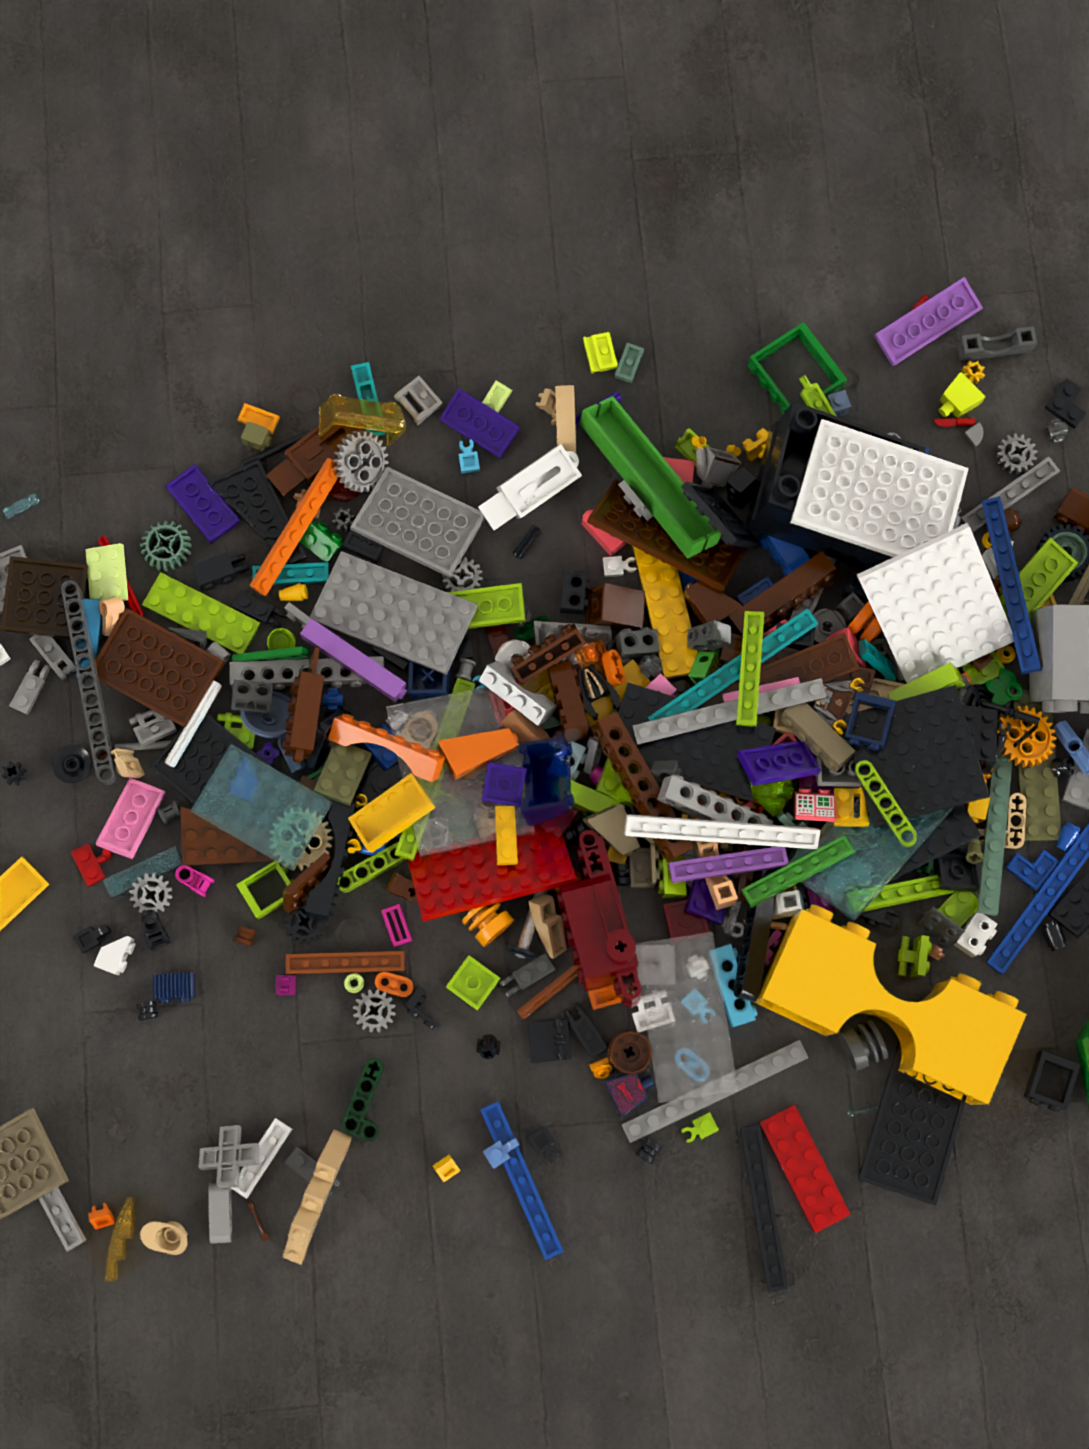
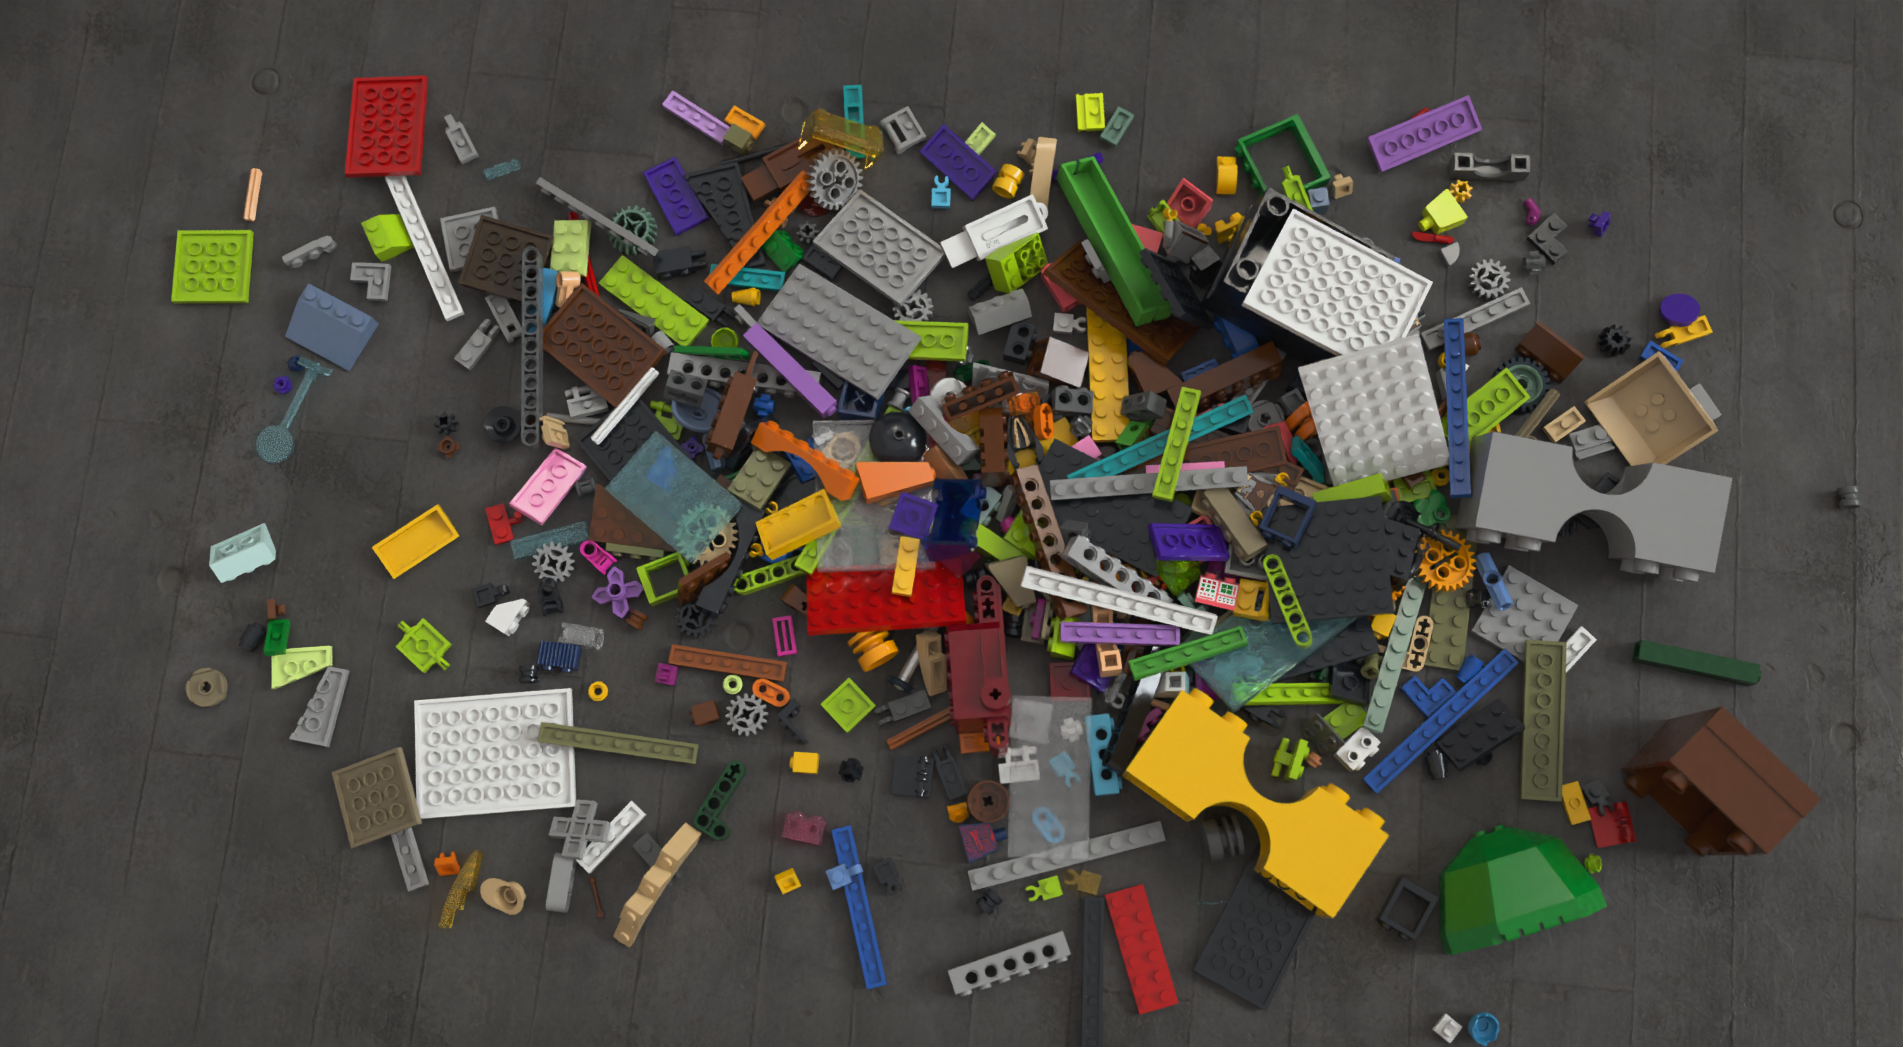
camera: 20 degrees right, 0 degrees up
(26, 794) = (447, 441): none -> reddish brown plate
(34, 1001) = (423, 645): none -> lime plate
(127, 1096) = (487, 757): none -> white plate
(134, 542) = (601, 220): none -> light grey plate
(193, 962) = (582, 636): none -> clear brick
(209, 421) = (696, 117): none -> lavender plate
(213, 1015) = (591, 691): none -> yellow plate
(218, 902) = (619, 602): none -> medium lavender plant
(231, 868) = (635, 552): none -> olive plate
(251, 1063) = (618, 743): none -> olive plate
(332, 1017) = (705, 713): none -> reddish brown brick
(441, 1048) = (805, 763): none -> yellow brick
(453, 1113) = (804, 829): none -> clear pink brick
(470, 721) = (888, 447): none -> black dish
(482, 650) = (918, 382): none -> magenta plate
(532, 434) = (1006, 182): none -> yellow wheel
(550, 566) = (1000, 311): none -> light grey slope
(556, 515) = (1016, 263): none -> lime slope
(644, 864) = (1037, 618): none -> magenta plate
(715, 427) = (1190, 203): none -> coral slope
(727, 1189) = (1060, 954): none -> light grey brick
(740, 1113) = (1087, 882): none -> clear yellow plate
(745, 393) = (1226, 175): none -> yellow brick
(858, 386) = (1341, 186): none -> tan tile
(1046, 381) = (1533, 212): none -> magenta arm

